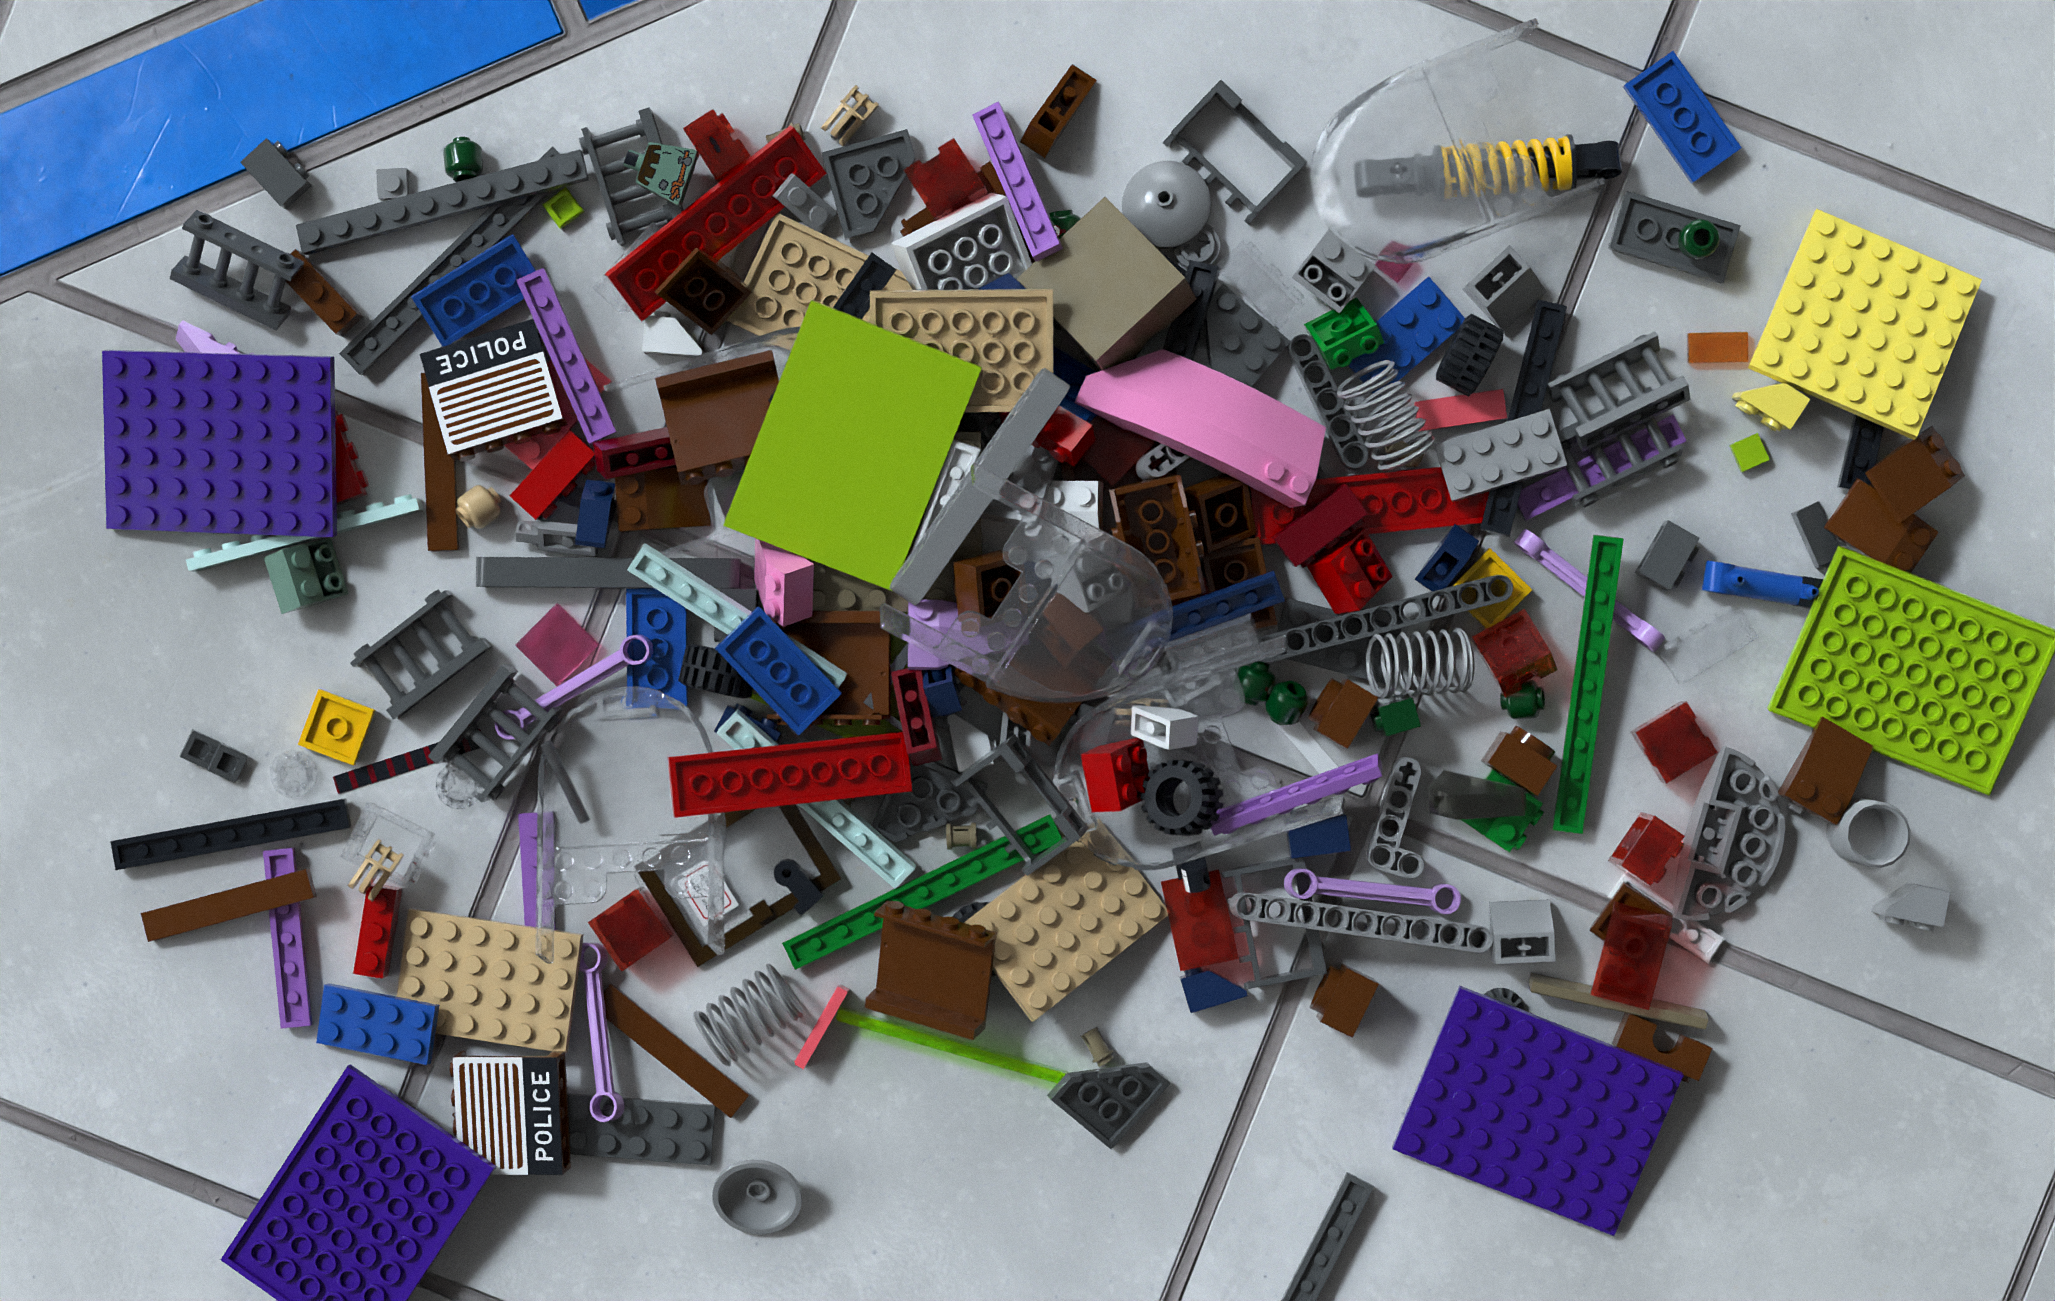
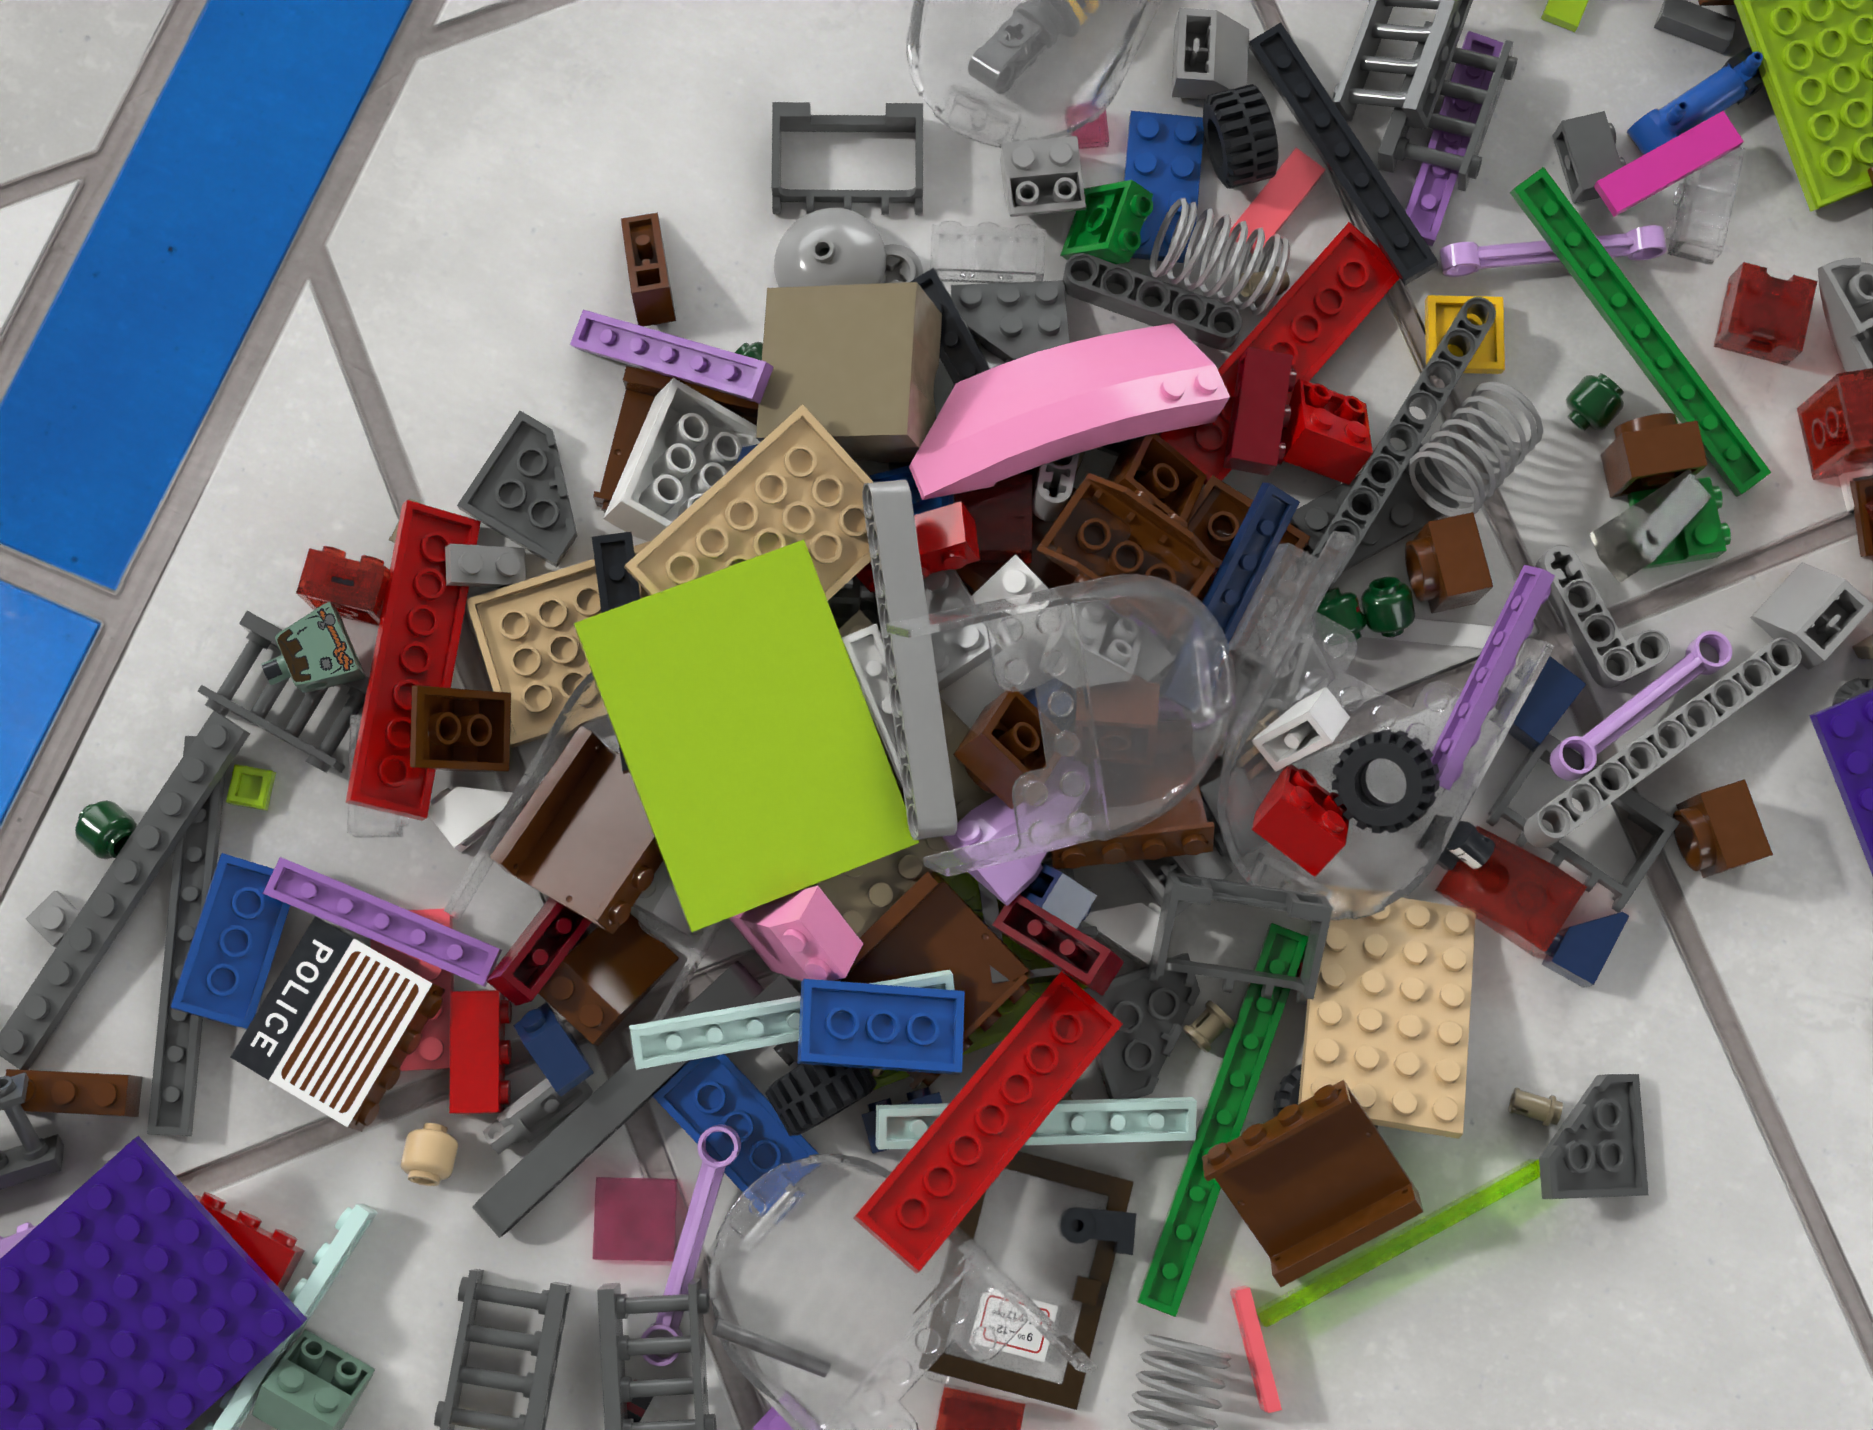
camera: 45 degrees left, 10 degrees down
(439, 480) = (364, 1165): reddish brown tile -> none
(851, 113) = (452, 445): tan arm -> none
(946, 181) = (601, 422): clear red piece -> none
(1395, 716) = (1503, 519): dark green brick -> none
(1447, 559) = (1400, 341): dark blue slope -> none
(1500, 455) = (1357, 199): light grey plate -> none
(1514, 652) = (1549, 361): clear red piece -> none
(1702, 604) = (1668, 163): none -> dark pink tile

